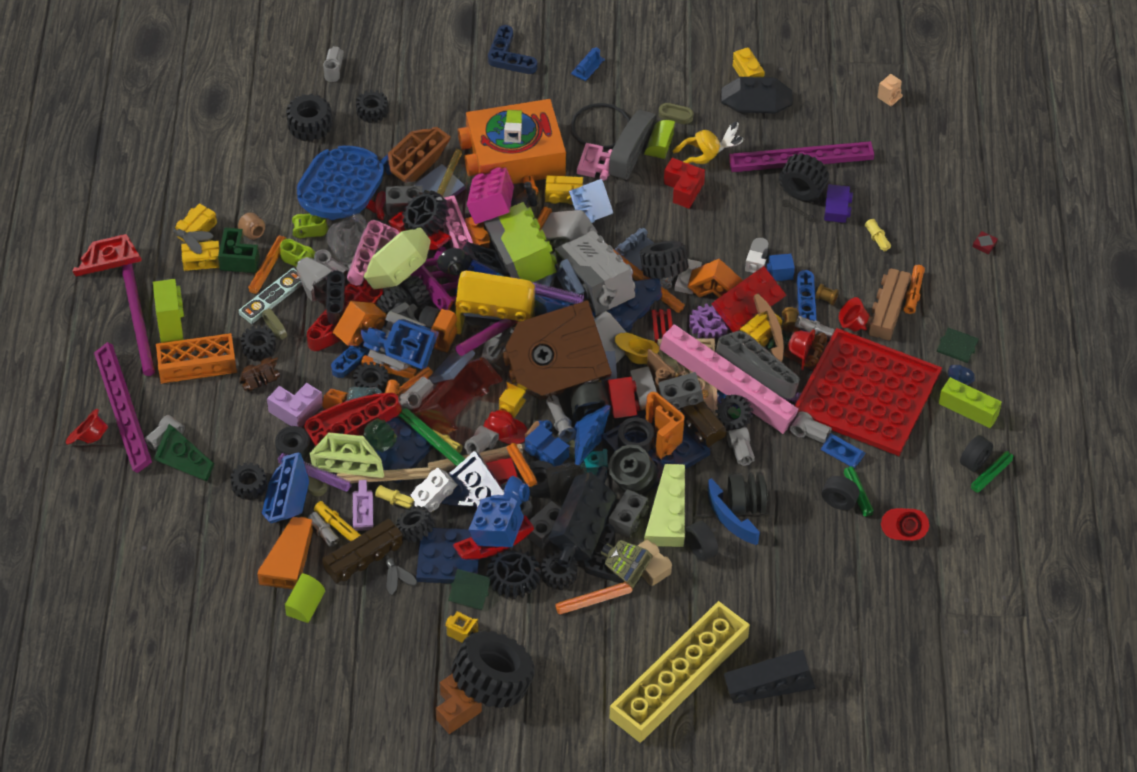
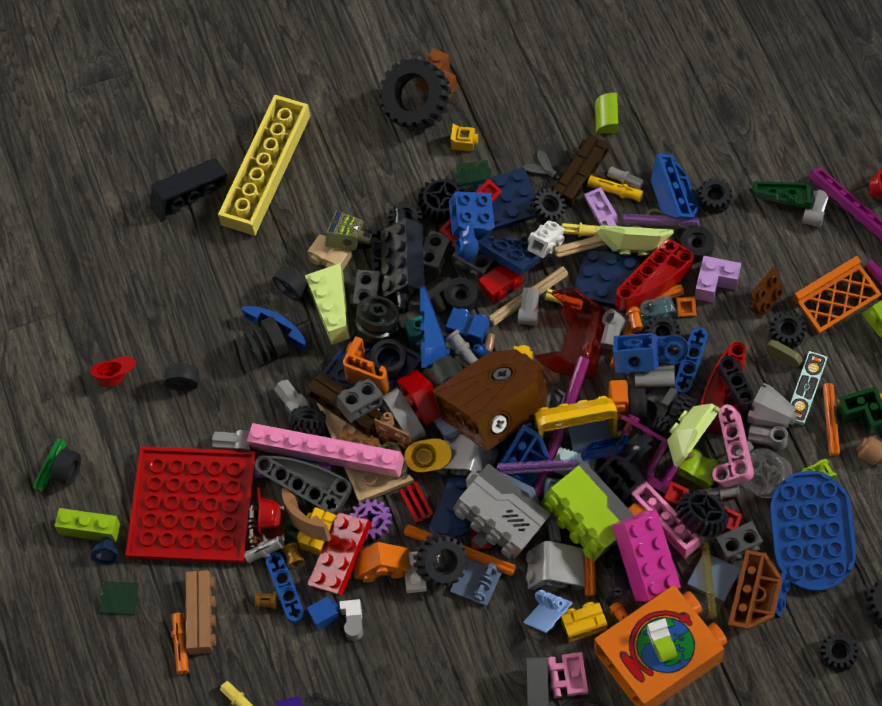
camera: 165 degrees right, 10 degrees up
(288, 556) = (639, 140): orange slope -> none
(293, 252) = (807, 436): lime piece -> none
(357, 317) = (698, 370): orange brick -> none
(377, 207) = (765, 532): red piece -> none
(380, 435) = (617, 262): clear green gear -> none
(429, 435) = (560, 283): green axle -> none
(451, 367) = (598, 368): sand blue tile -> none
(508, 428) = (515, 335): red piece -> none
(521, 464) = (479, 290): orange axle -> none
(593, 598) = (374, 202): orange axle -> none
(685, 180) = (459, 684): red brick -> none
(842, 450) = (194, 436): blue slope -> none
(854, 315) = (230, 579): red piece -> none
(863, 501) = (168, 397): green axle -> none

